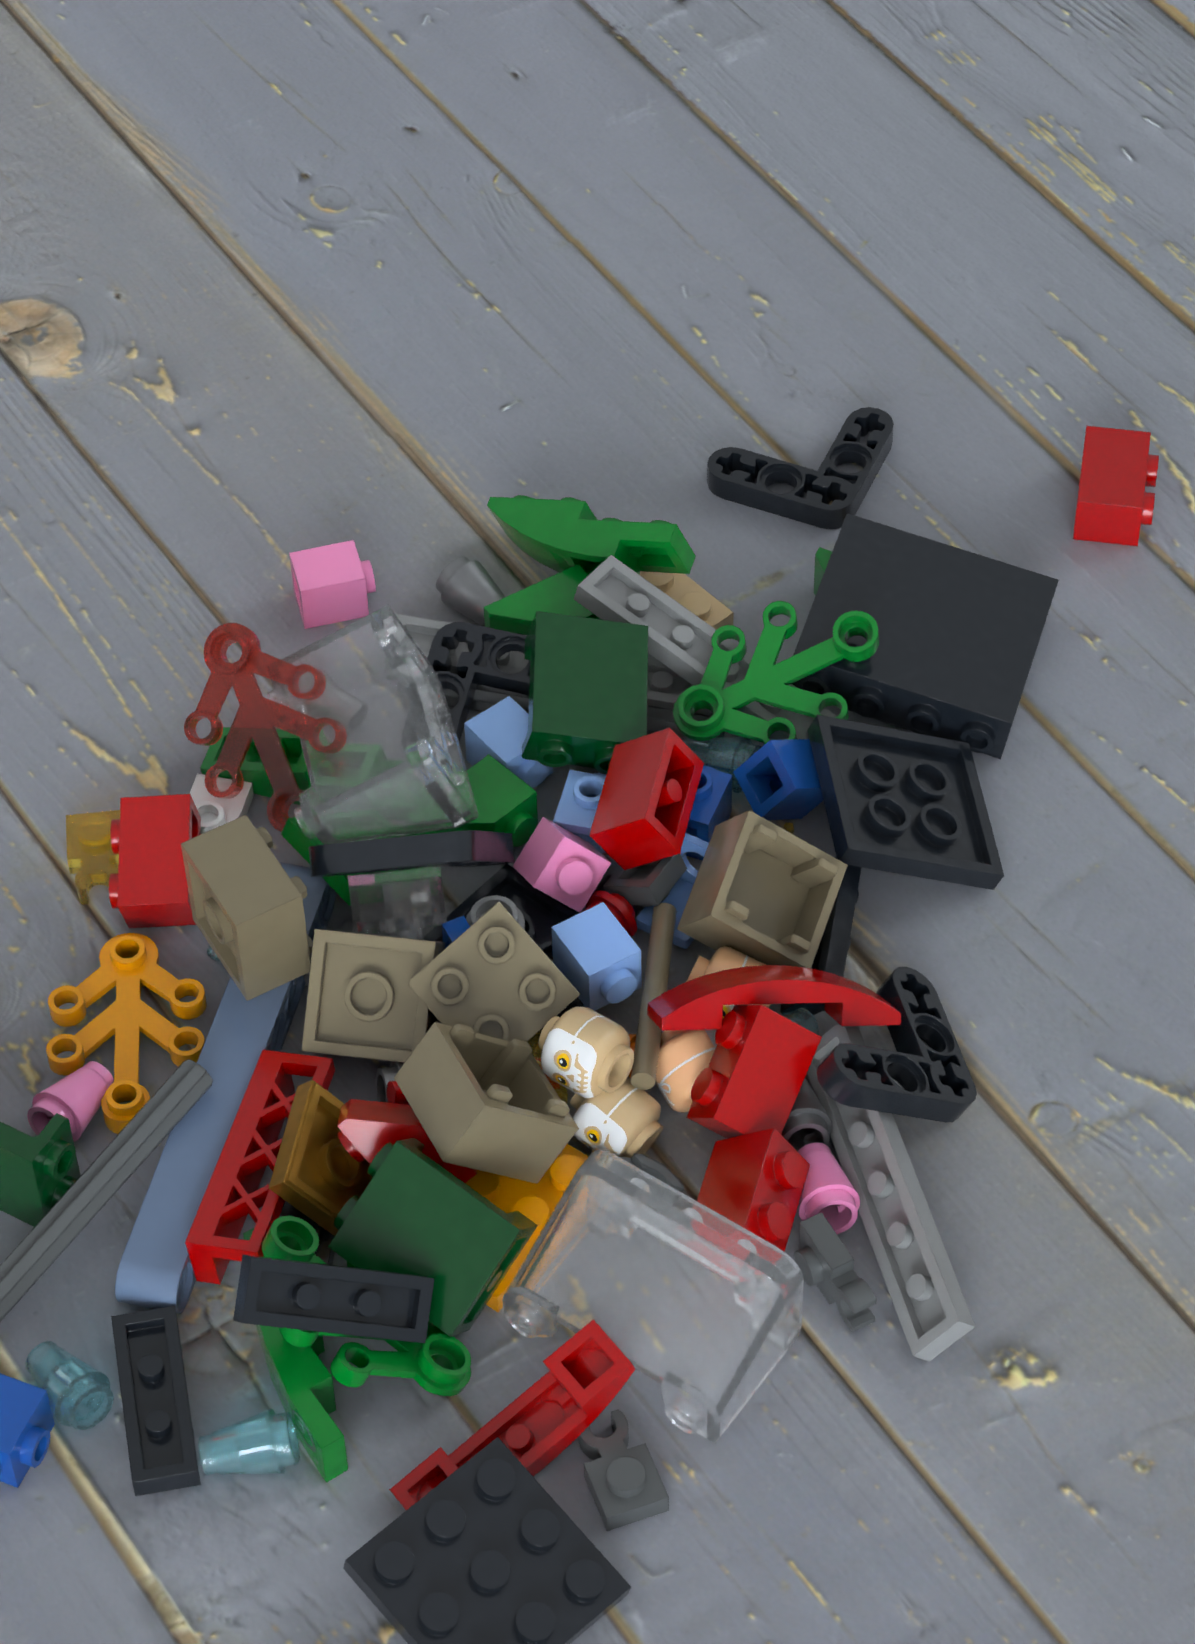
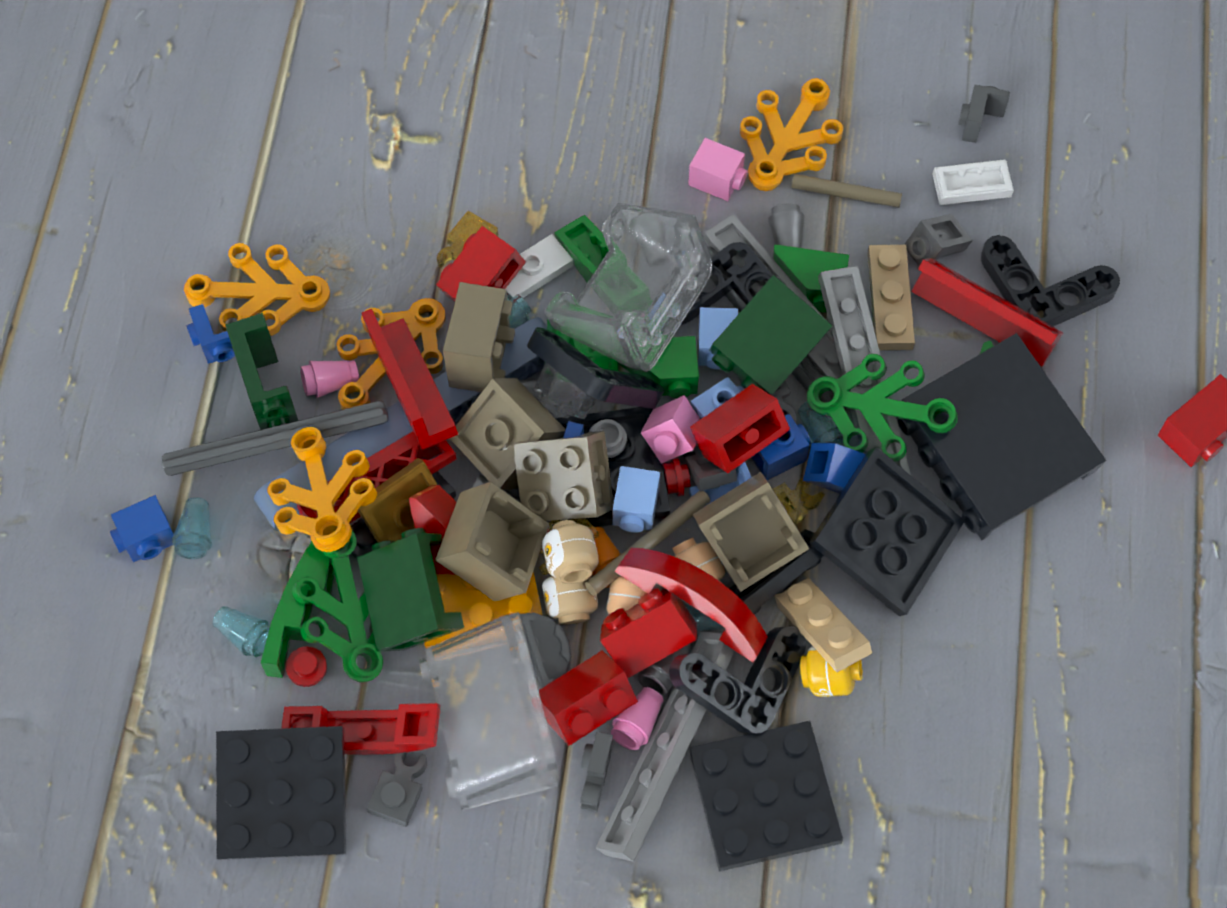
camera: 40 degrees right, 15 degrees up
(155, 1401) = (223, 569): black plate -> none
(193, 1021) = (411, 381): none -> red fence
(256, 717) = (589, 229): clear red plant -> none
(275, 1223) = (329, 529): none -> light orange plant
(333, 1299) = (322, 591): black plate -> none
(371, 1428) = (306, 666): none -> red plate
(388, 551) = (788, 138): none -> light orange plant
(483, 522) = (846, 190): none -> dark tan bar
(567, 345) = (983, 101): none -> dark grey bracket
(569, 534) = (867, 244): green slope -> none
(631, 421) = (972, 182): none -> white plate
(653, 494) = (937, 238): none -> flat silver bracket
(774, 527) = (984, 309): none -> red fence
(933, 937) = (823, 624): none -> tan plate
(983, 983) = (824, 680): none -> yellow head
(1040, 1165) = (765, 796): none -> black plate

